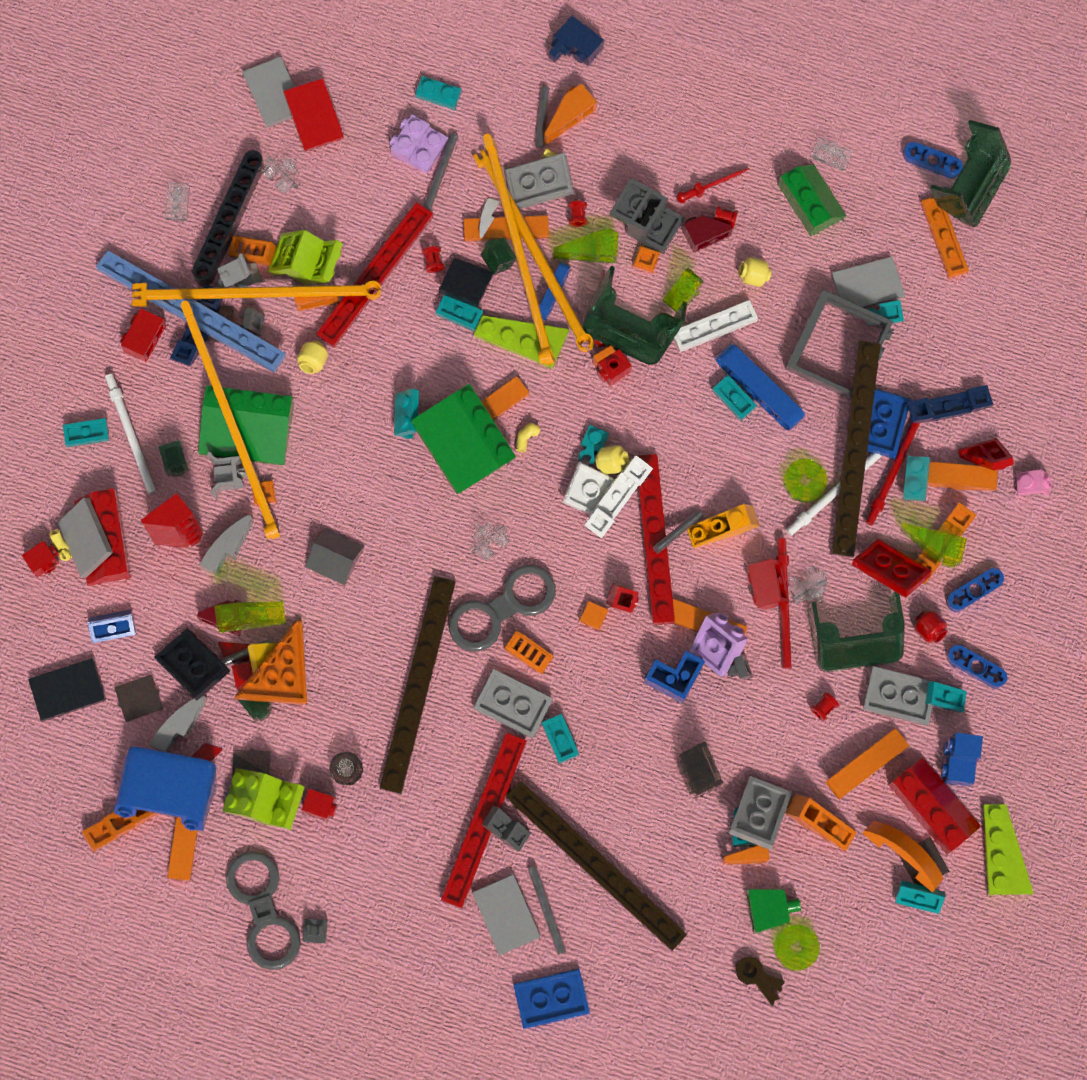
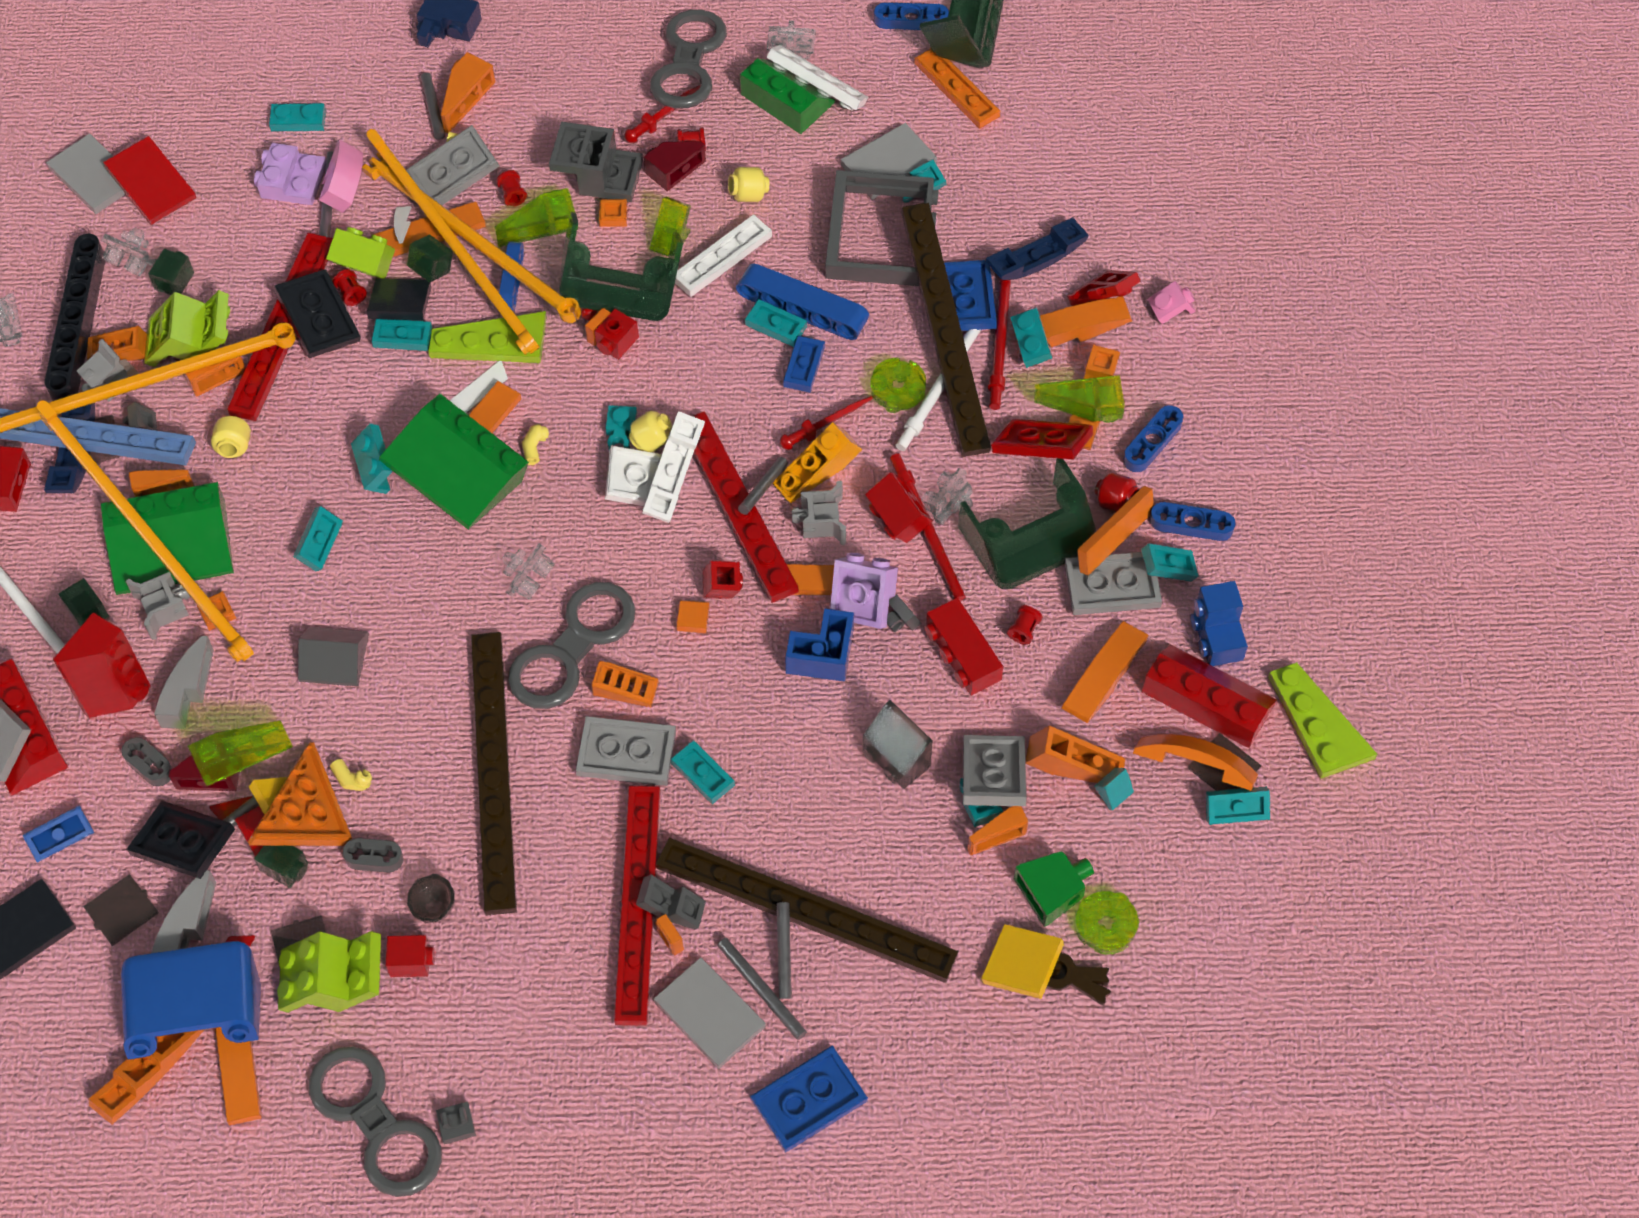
camera: 15 degrees left, 15 degrees down
(181, 596) = (141, 766): none -> dark grey beam
(249, 378) = (157, 481): none -> orange slope
(308, 201) = (171, 272): none -> clear green brick
(315, 724) = (373, 855): none -> dark grey beam
(318, 657) = (348, 780): none -> light yellow arm
(350, 462) = (318, 538): none -> teal plate
(403, 275) = (317, 313): none -> black tile
(449, 234) = (361, 253): none -> lime brick
(456, 161) = (342, 176): none -> bright pink slope
(497, 851) = (669, 935): none -> orange tile
(502, 375) = (480, 387): none -> white sticker
(571, 887) = (784, 954): none -> flat silver bar
(711, 568) = (821, 514): none -> light grey piece
(726, 496) = (808, 430): none -> red sword
(728, 956) = (1022, 961): none -> yellow tile
(742, 440) = (804, 364): none -> blue plate
(748, 142) = (688, 59): none -> dark grey bar
(774, 708) = (963, 647): none -> red brick
(839, 195) = (809, 73): none -> white plate
(839, 853) = (1115, 787): none -> teal slope
(916, 658) = (1115, 530): none -> orange tile

